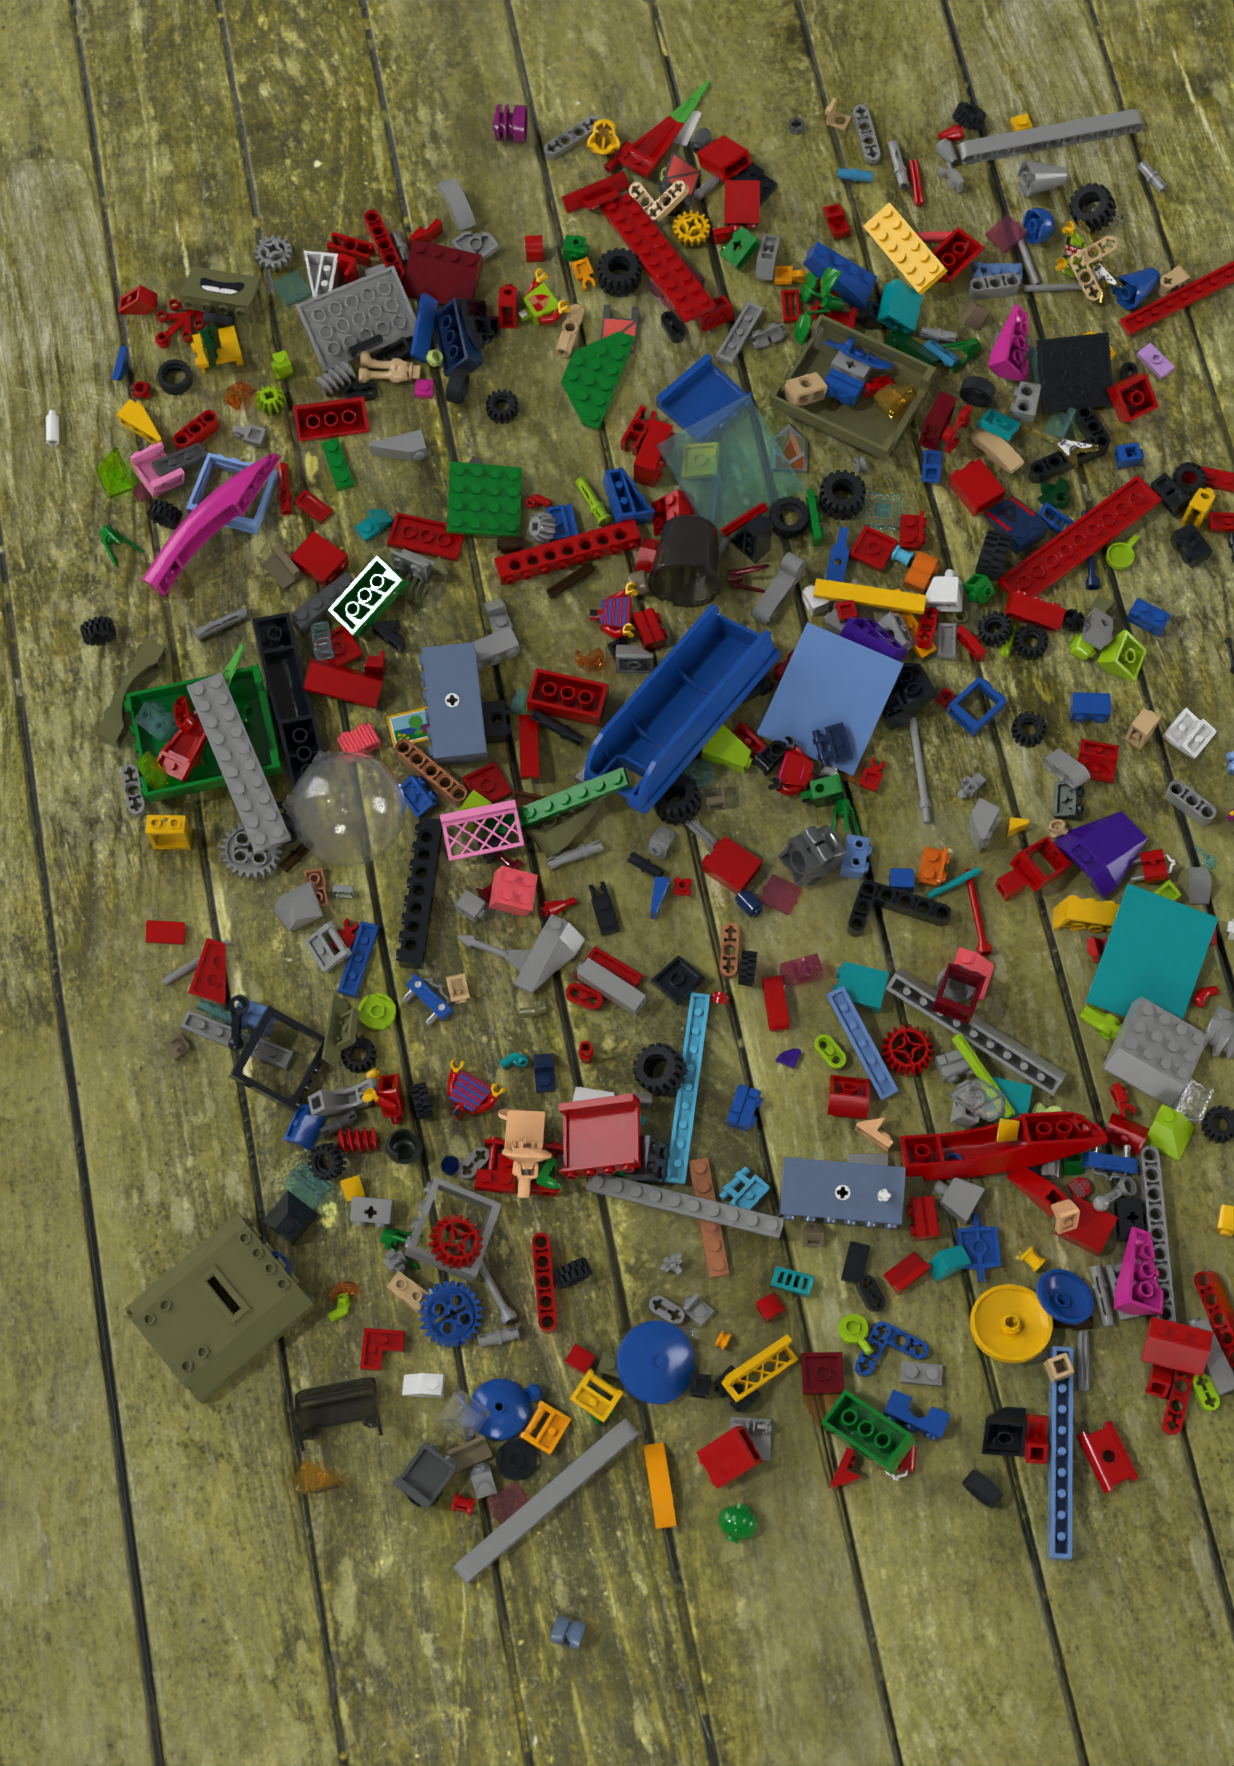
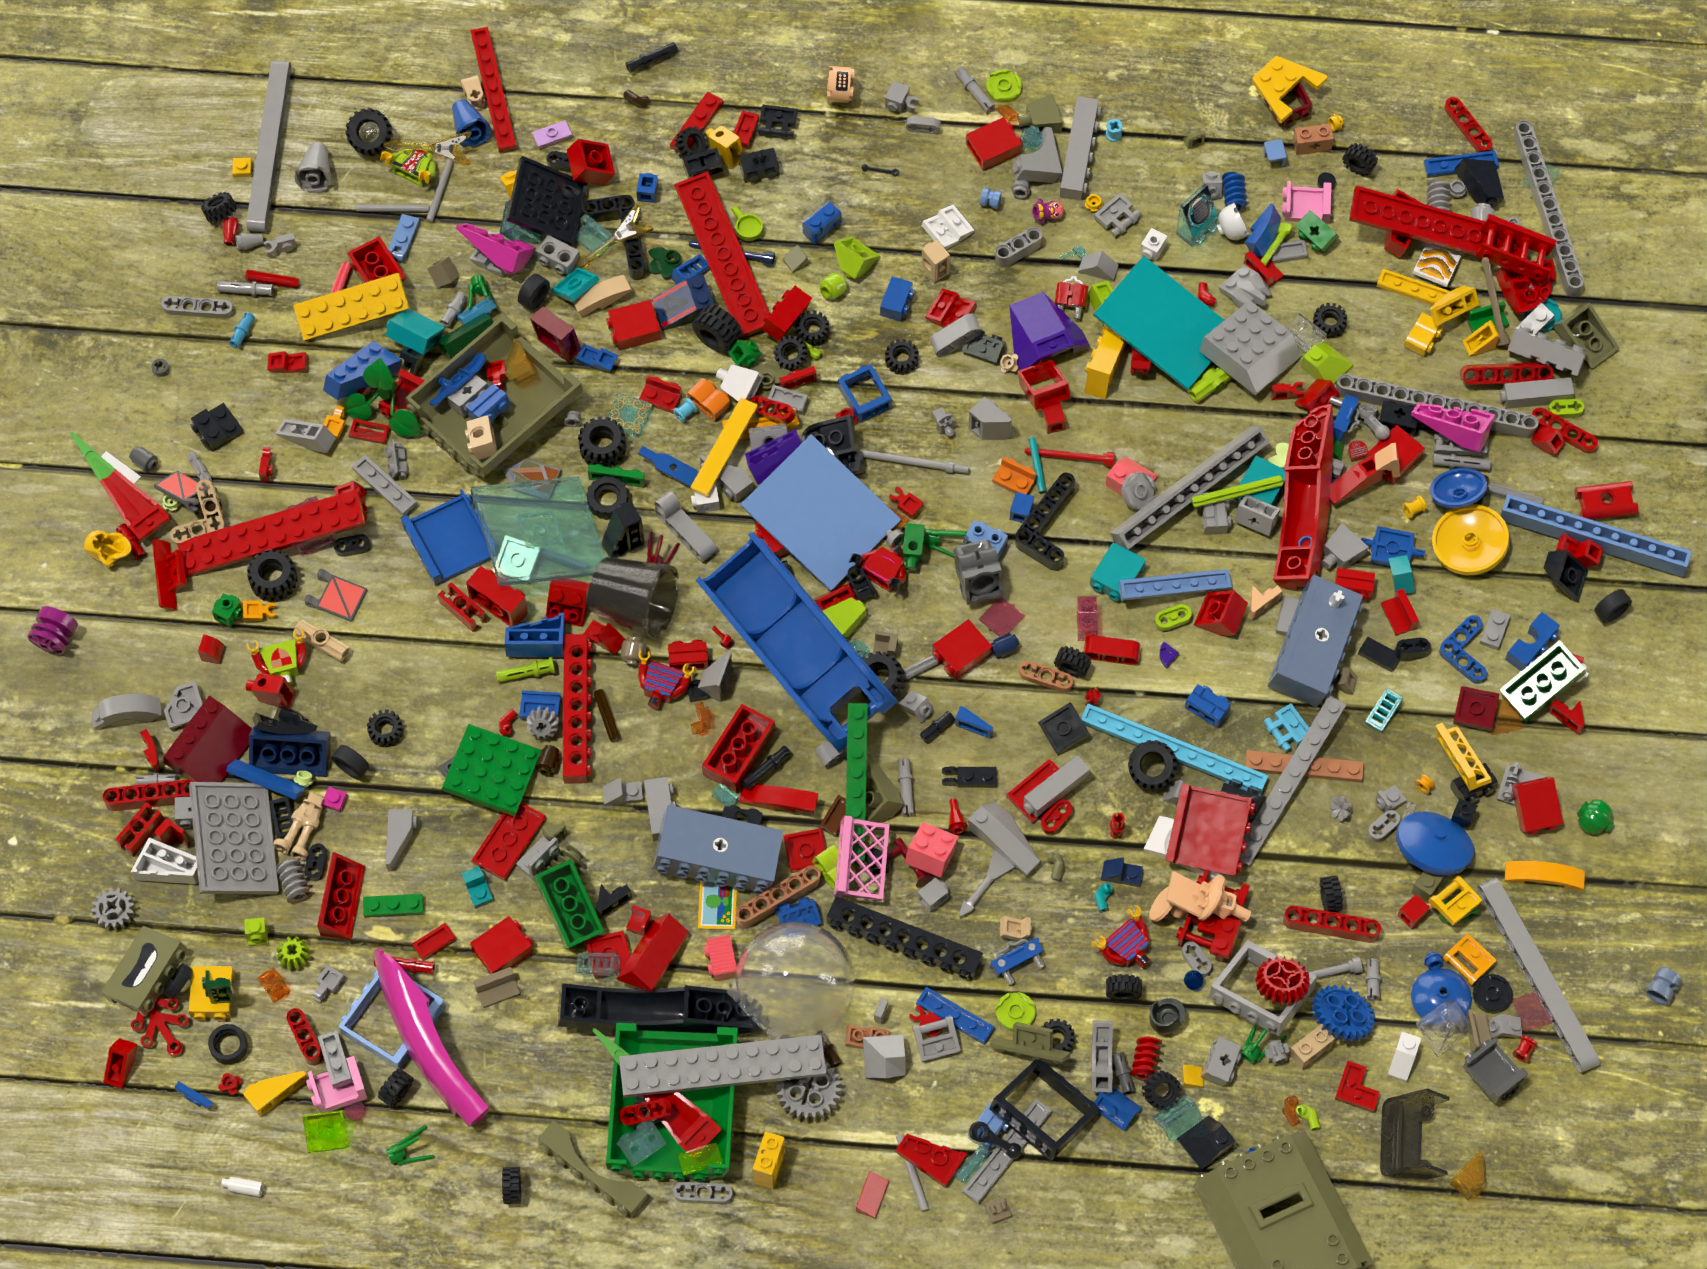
camera: 75 degrees left, 5 degrees down
(200, 632) = (542, 1070): light grey pin -> none
(292, 288) = (160, 902): clear light blue piece -> none
(317, 606) = (554, 950): dark grey arch -> none
(364, 345) = (268, 839): black tile -> none
(389, 1094) = (1114, 1009): red torso -> none
(546, 1173) = (1239, 889): green plate -> none
(571, 136) = (86, 580): light grey beam -> none
(594, 376) = (382, 632): green plate -> none
(682, 891) = (970, 705): red plate -> none
(691, 228) = (245, 495): yellow gear -> none
(724, 158) = (177, 441): red brick -> none
(736, 256) = (289, 444): green brick -> none
(742, 203) = (239, 439): red brick -> none
(743, 519) = (598, 535): red axle -> none
(769, 1307) = (1404, 737): red brick -> none
(832, 115) = (161, 330): tan bracket -> none
(838, 743) = (868, 518): dark blue plate -> none
(845, 610) = (734, 470): red plate -> none
(854, 1331) = (1443, 672): lime piece -> none
(873, 548) = (667, 433): red plate -> none
(899, 1052) = (1175, 551): red gear -> none
(949, 434) = (565, 311): red plant -> none
(952, 1008) = (1169, 496): dark red window -> none
(980, 1099) = (1261, 497): clear slope -> none
(986, 289) = (419, 237): light grey beam -> none
(1006, 233) = (363, 217): clear pink piece -> none
(1007, 1130) = (1295, 486): yellow slope -> none
(1016, 825) = (996, 395): yellow slope -> none
(1039, 225) = (368, 185): blue cylinder -> none
(1058, 1367) = (1527, 506): tan brick -> none
(1072, 620) = (804, 283): black gear -> none
(1086, 261) = (431, 152): tan beam -> none
(1098, 629) = (823, 265): light grey brick -> none
(1152, 176) = (349, 73): light grey pin -> none
(1176, 1346) = (1526, 412): red slope -> none
(1221, 426) = (634, 98): none -> dark brown arm

